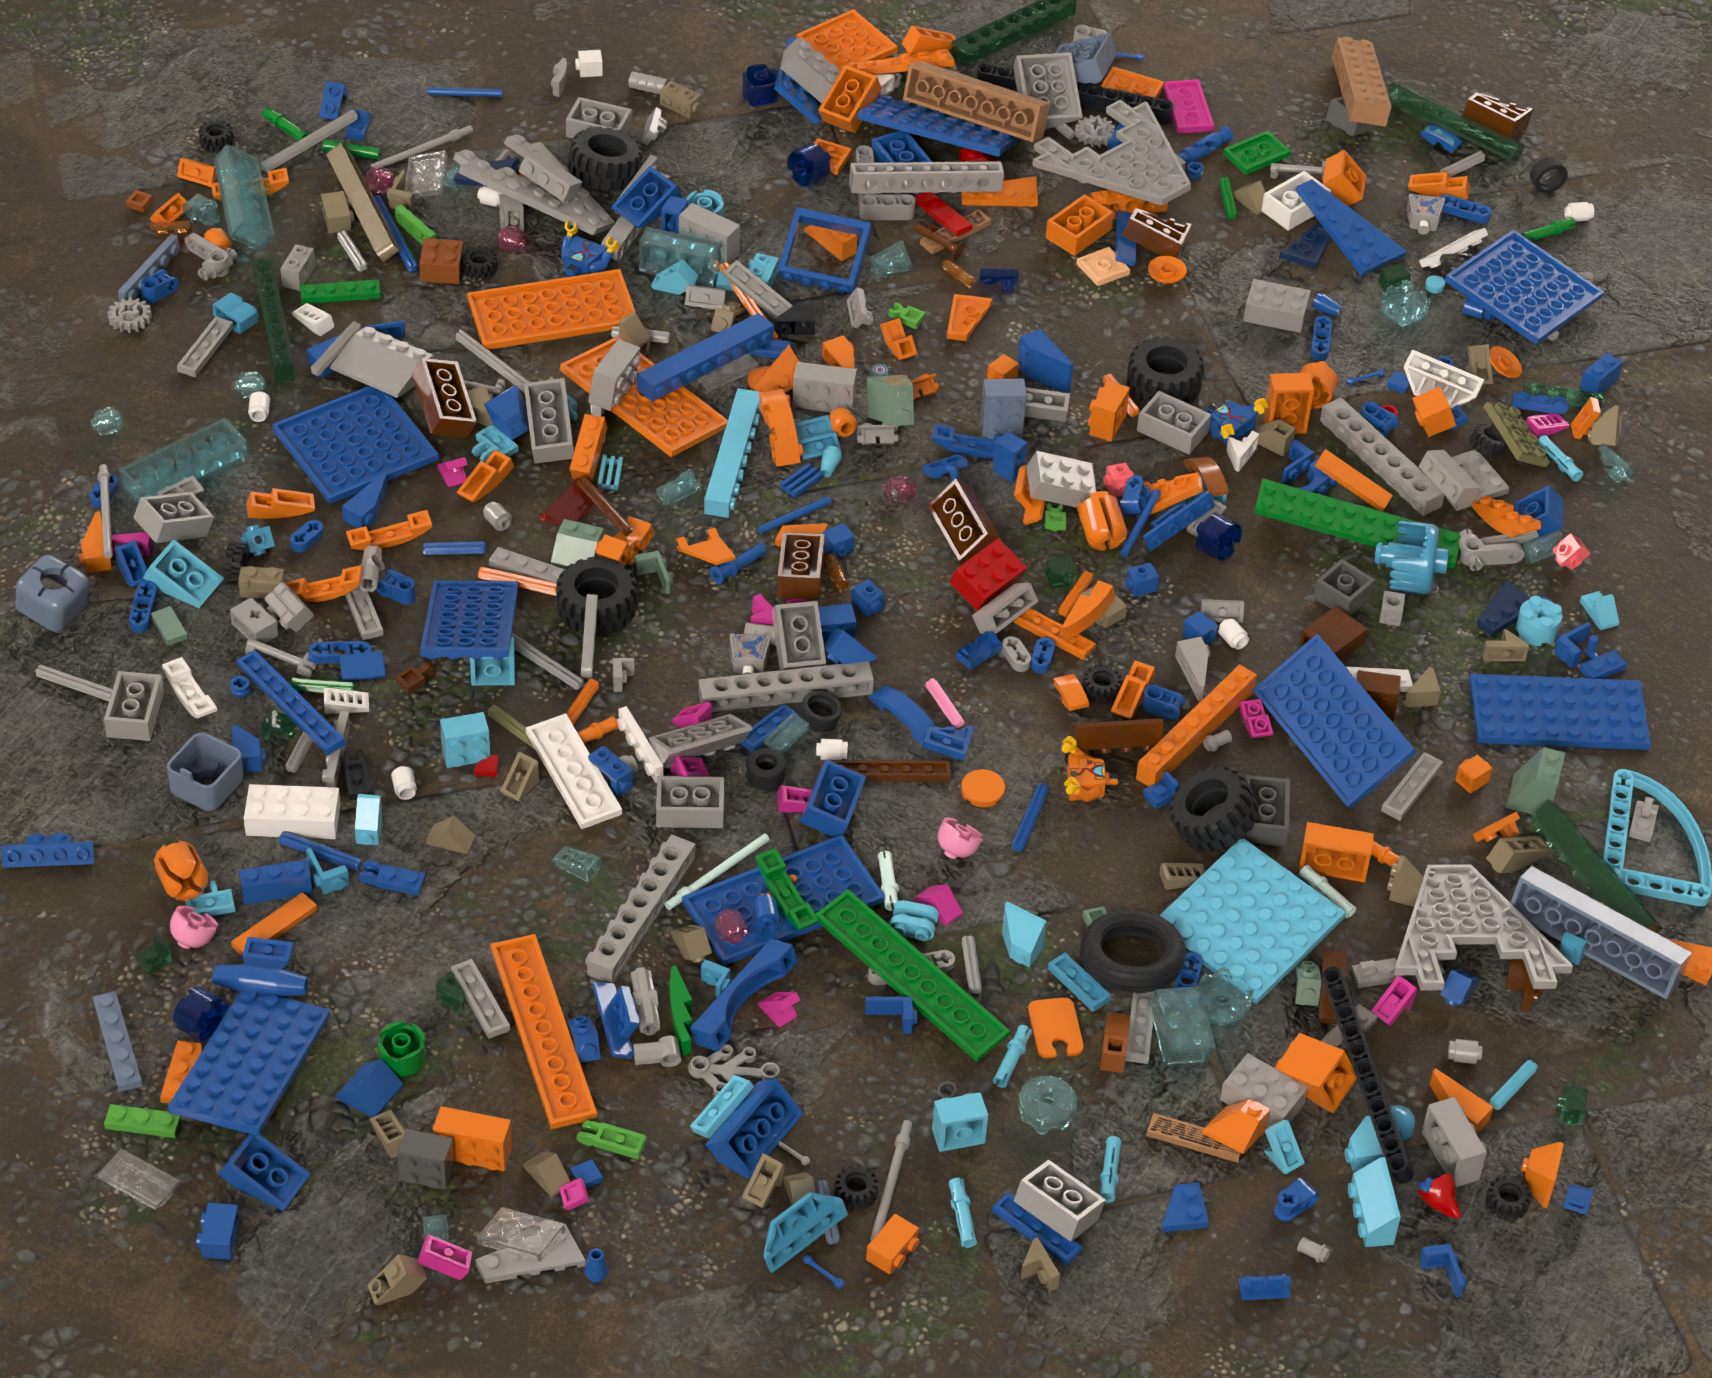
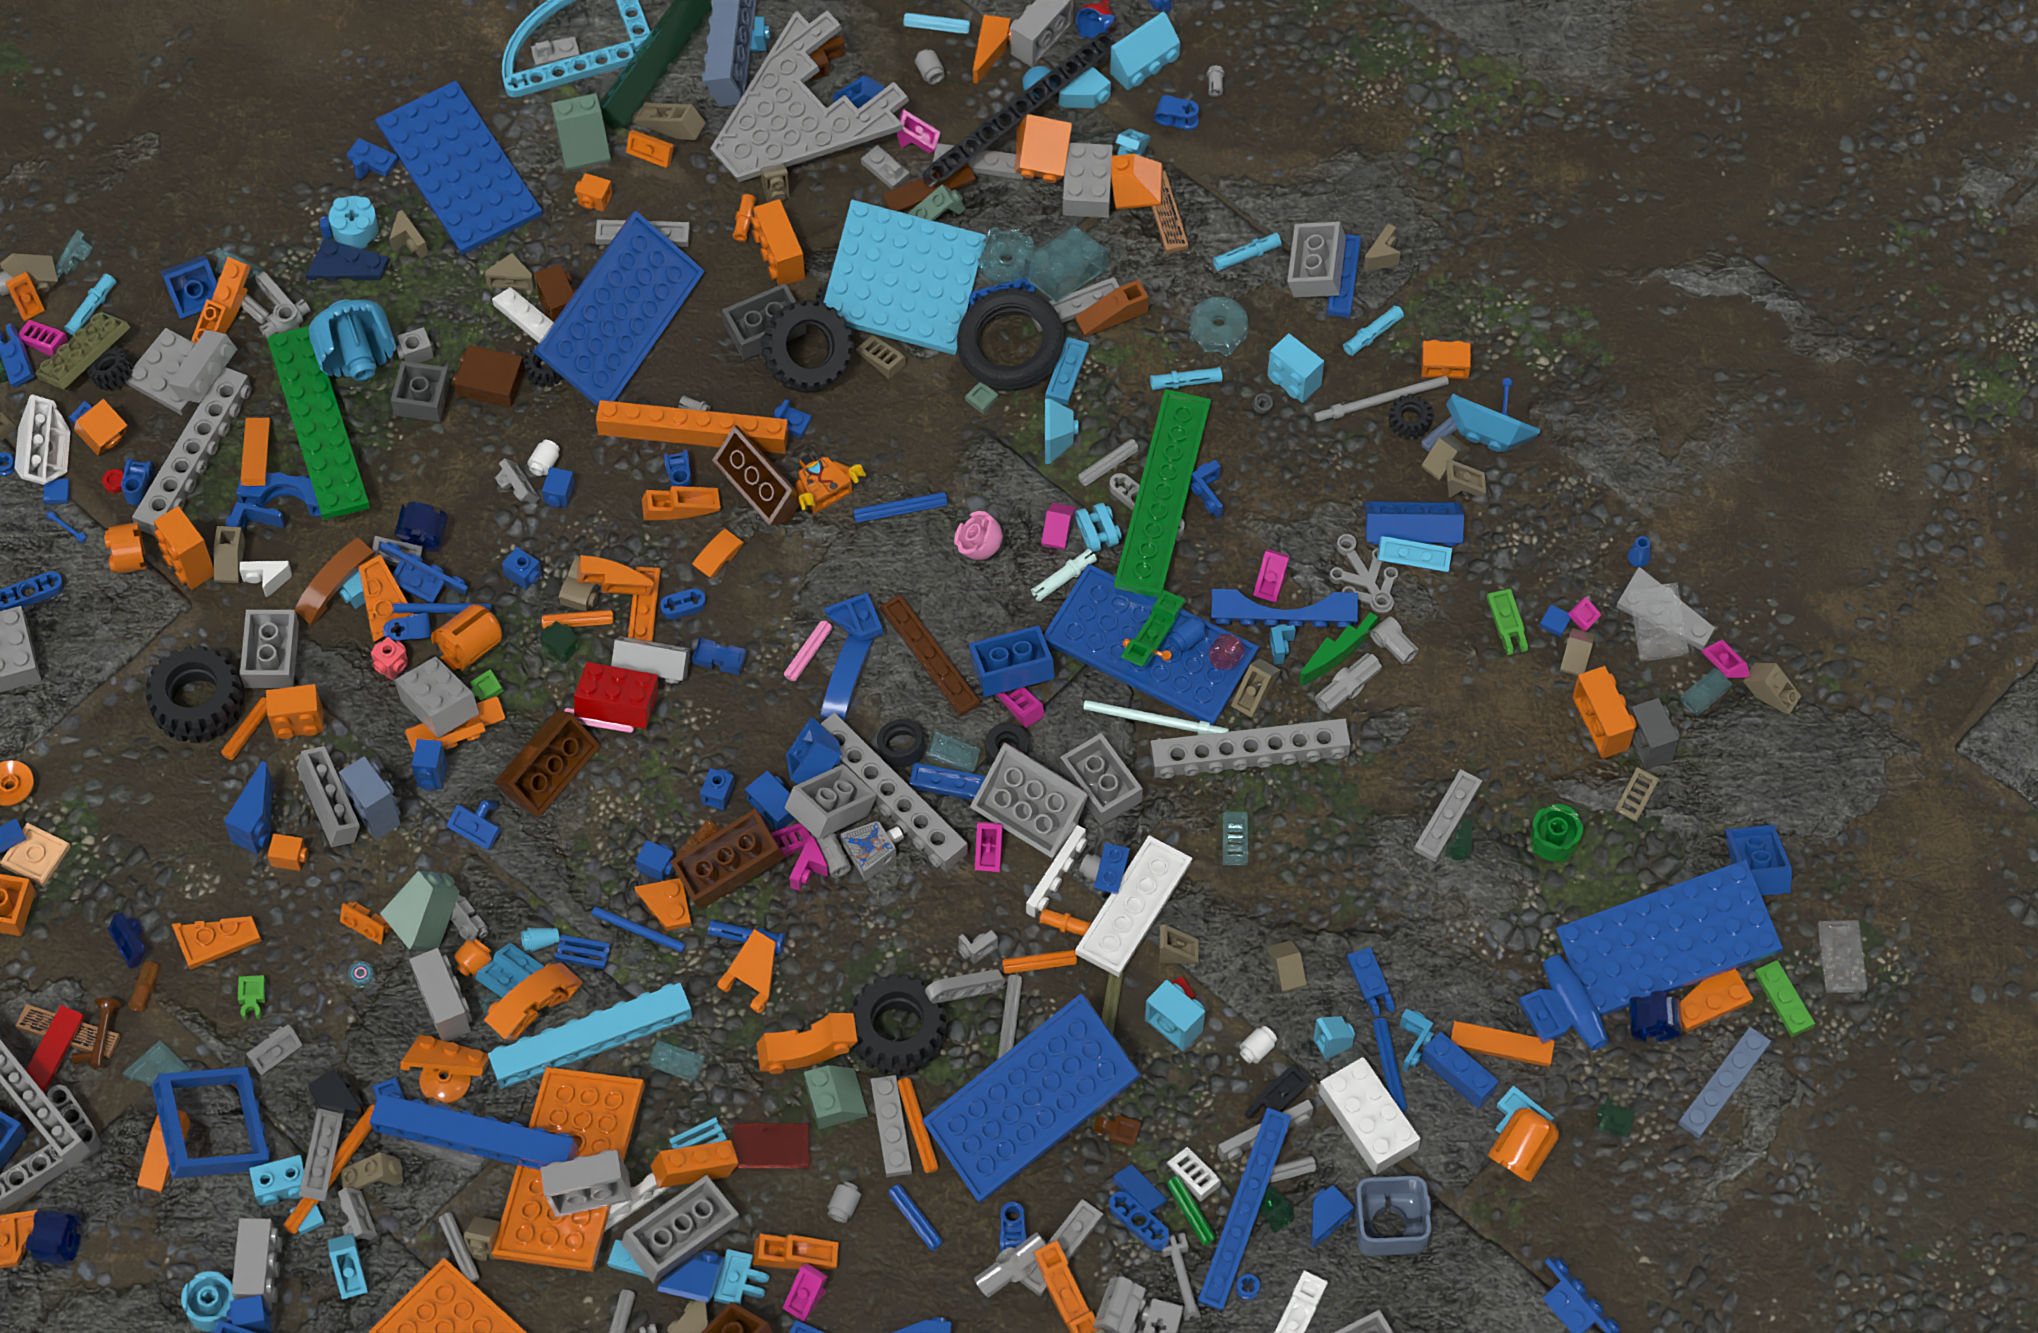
camera: 120 degrees left, 15 degrees up
(191, 928) = (1568, 1096): bright pink cylinder -> none
(218, 1231) = (1840, 852): blue brick -> none
(371, 1088) = (1608, 843): blue slope -> none
(391, 535) = (940, 1291): orange slope -> none
(543, 1031) = (1440, 745): orange plate -> none
(585, 1038) = (1422, 707): blue bracket -> none
(605, 506) = (767, 1095): reddish brown axle -> none
(617, 1016) = (1383, 691): blue bracket -> none
(650, 563) = (804, 1009): sand green bracket -> none
(663, 249) = (313, 1272): clear light blue brick -> none
(804, 1159) = (1410, 473): light grey hinge -> none
(832, 749) = (941, 706): white brick -> none
(838, 352) = (372, 1014): orange slope -> none
(895, 338) = (299, 983): orange slope -> none
(899, 489) = (539, 848): clear pink head -> none
(963, 444) = (418, 820): blue slope -> none
(983, 788) = (892, 563): orange tile -> none
(1012, 655) = (693, 624): light grey beam -> none
(1055, 1021) = (1121, 372): orange piece -> none
(1102, 674) = (688, 521): black tyre -> none
(1186, 1209) = (1242, 184): blue wing -> none
(1193, 659) = (607, 469): light grey slope -> none
(1234, 419) = (227, 601): blue torso -> none
(1255, 719) = (645, 389): dark pink slope -> none
(1264, 1287) = (1276, 96): blue hinge -> none
(1321, 885) = (816, 248): light aqua pin -> none
(1566, 644) = (376, 188): blue bracket -> none
(1570, 552) = (236, 234): coral brick -> none
(1601, 609) = (294, 190): medium azure slope -> none

